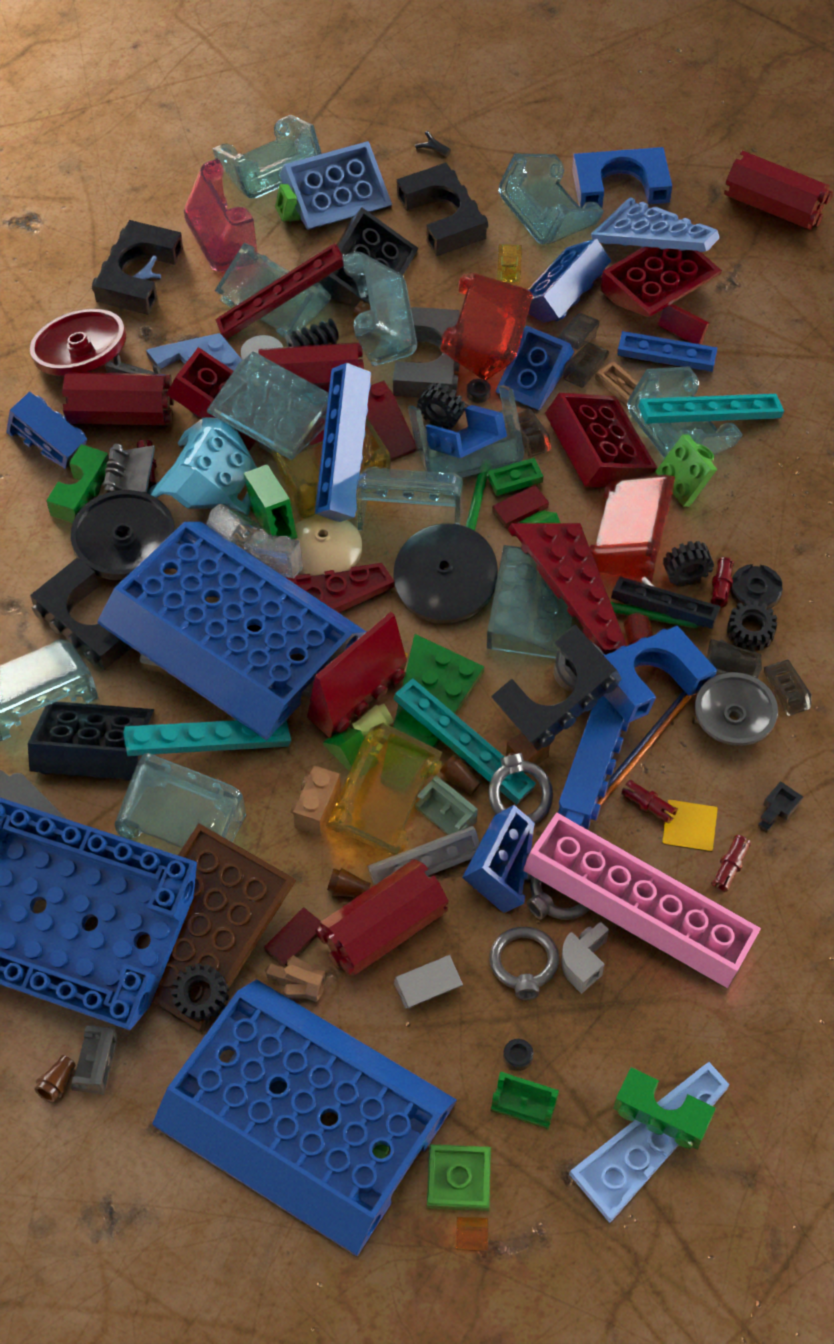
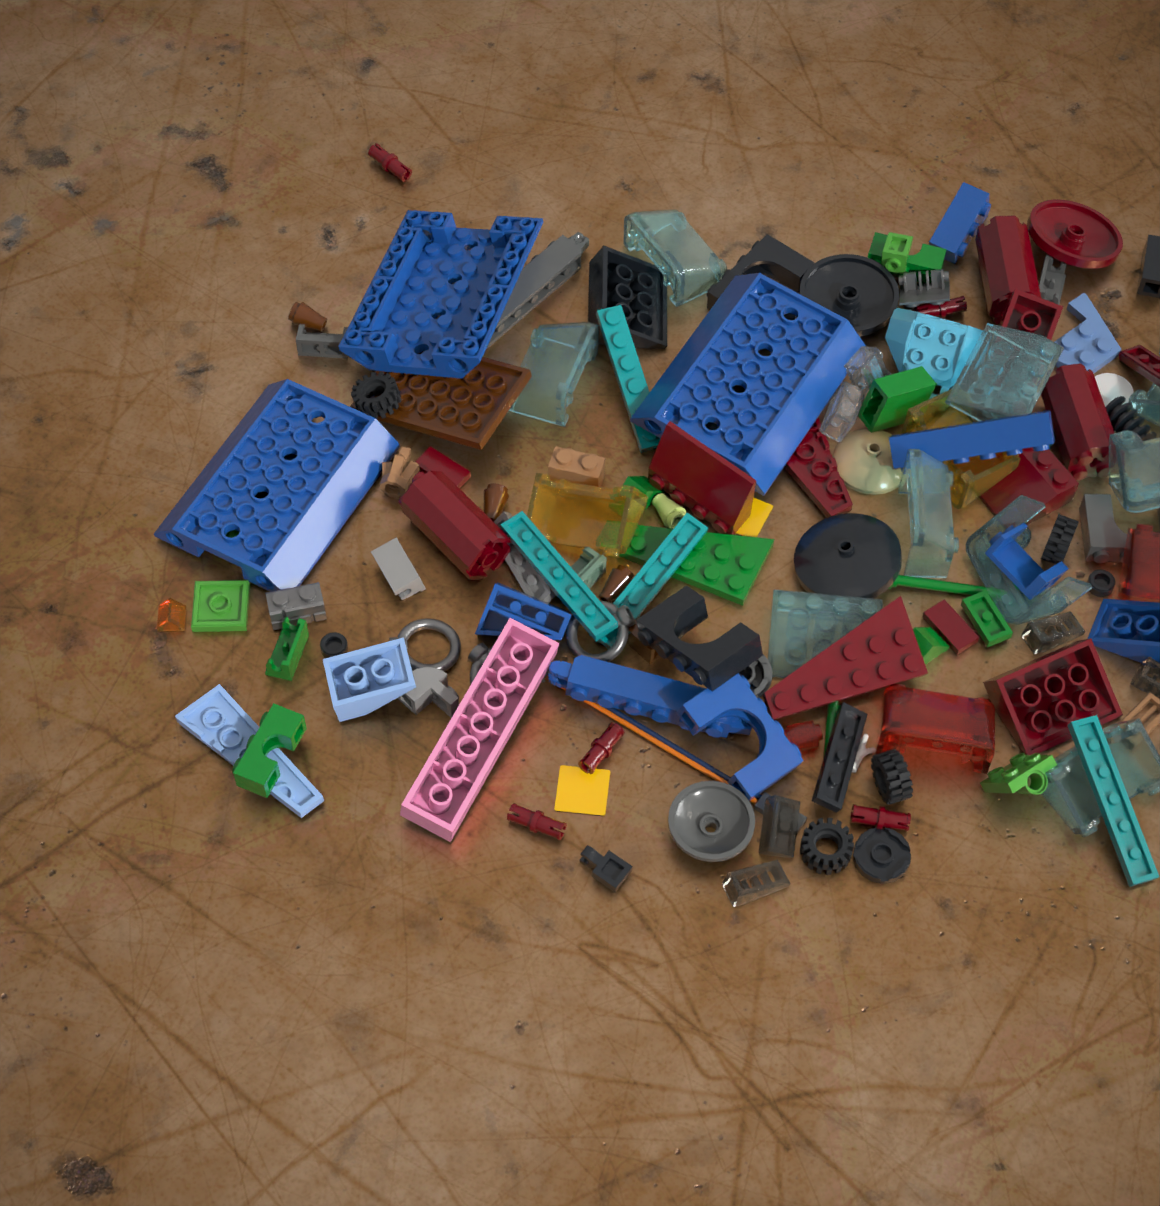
camera: 85 degrees right, 0 degrees up
(81, 481) = (896, 252): none -> bright green bracket
(462, 815) = (559, 576): none -> teal plate
(472, 1088) = (296, 603): none -> flat silver brick
(576, 1007) = (368, 678): none -> light blue slope

